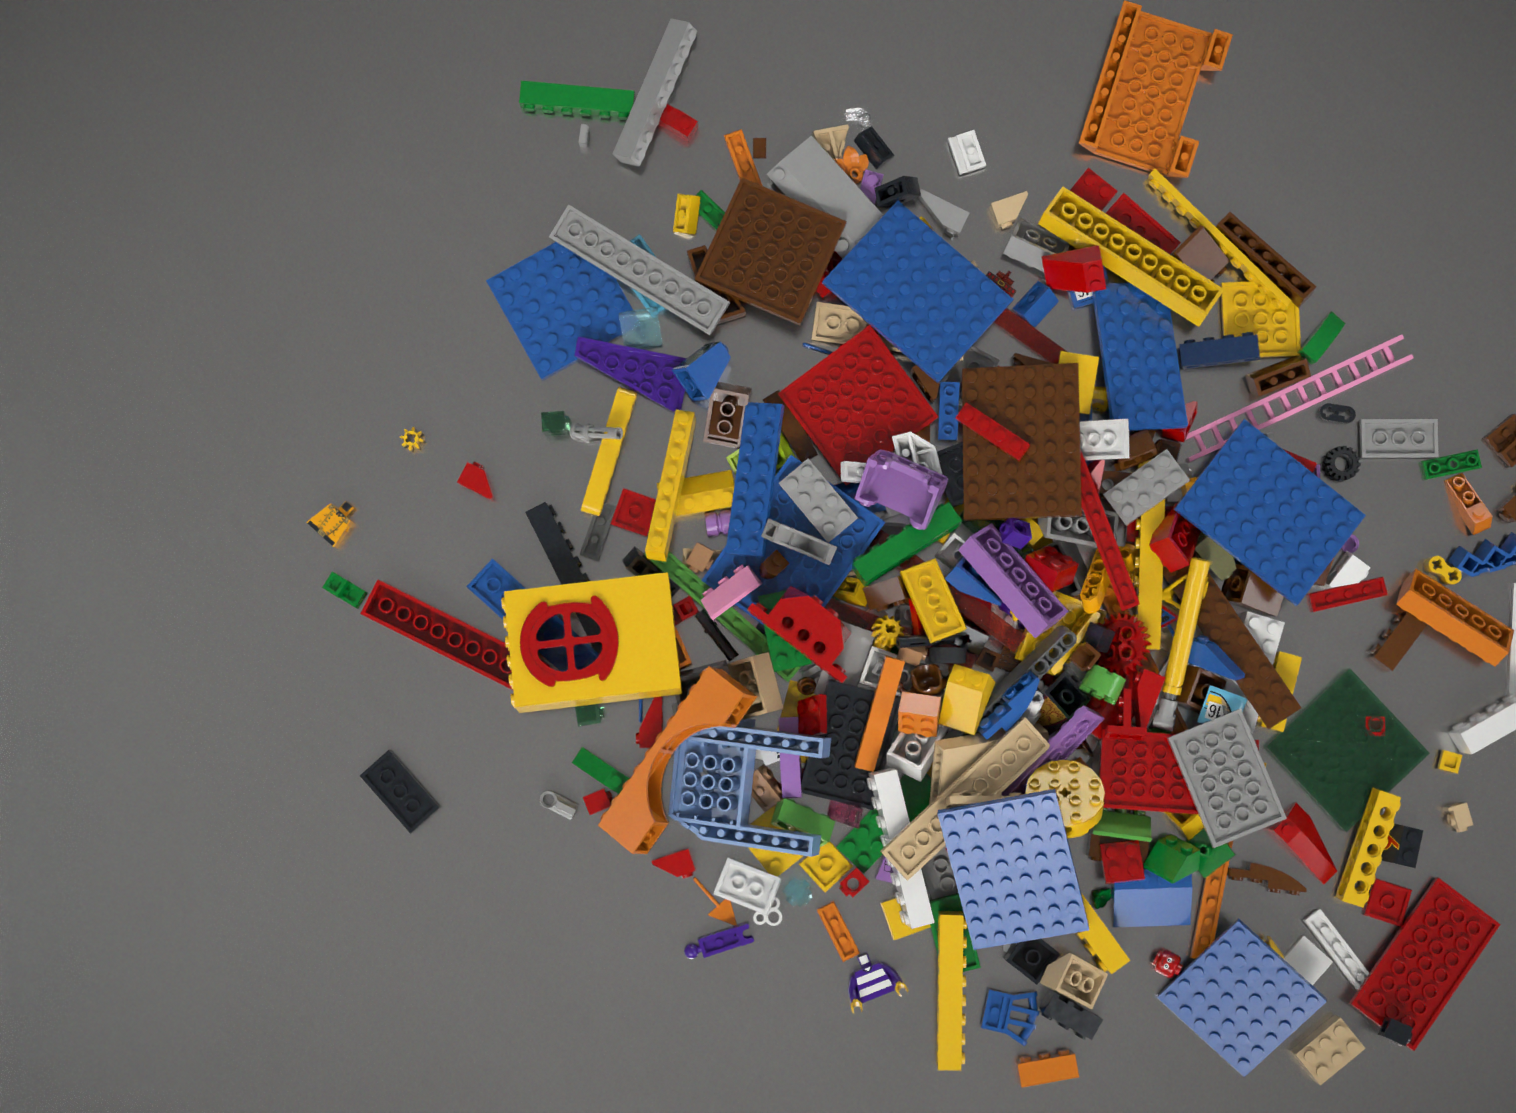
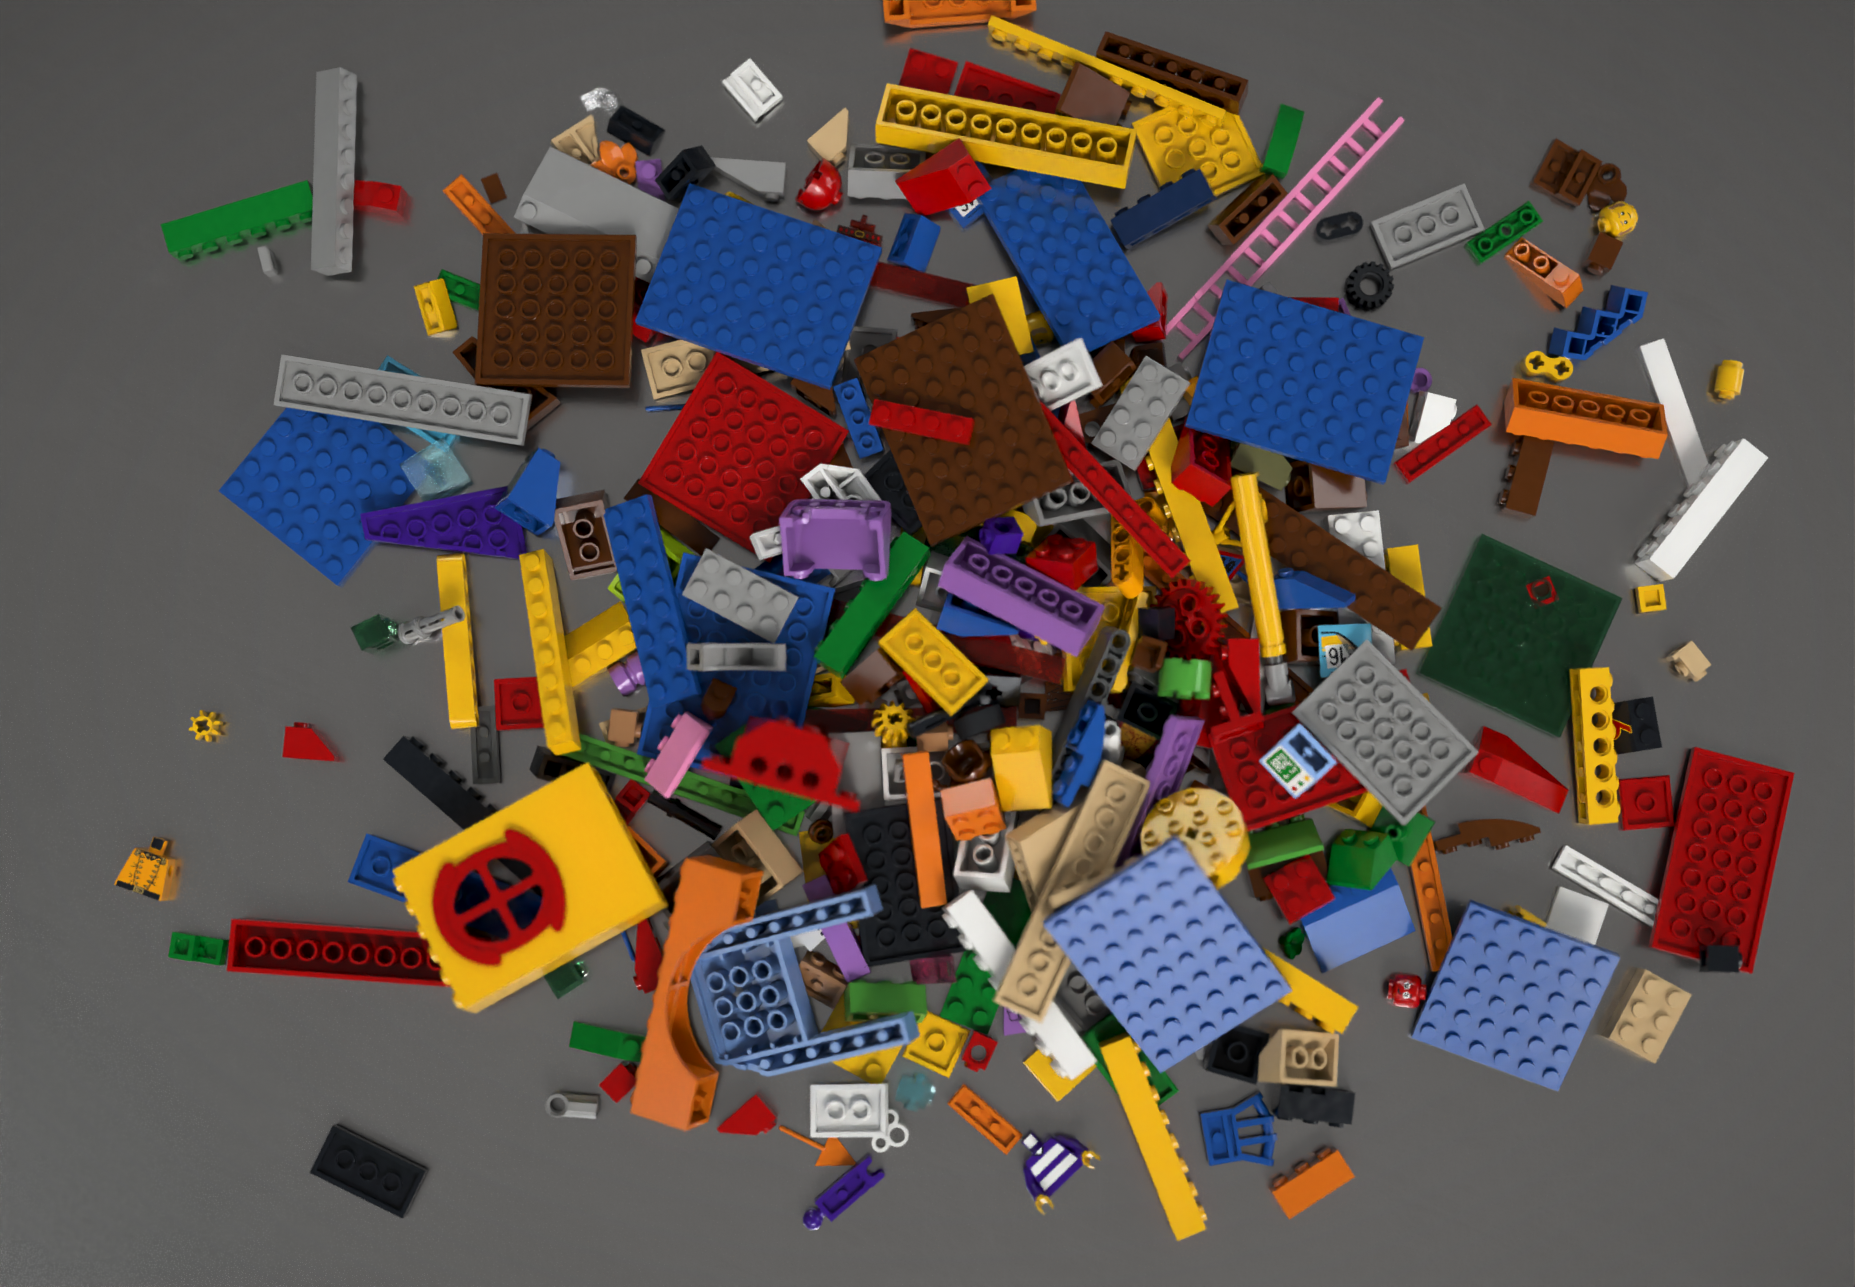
camera: 20 degrees left, 0 degrees up
(987, 239) = (821, 187): none -> red cylinder
(1158, 773) = (1297, 761): none -> light blue slope

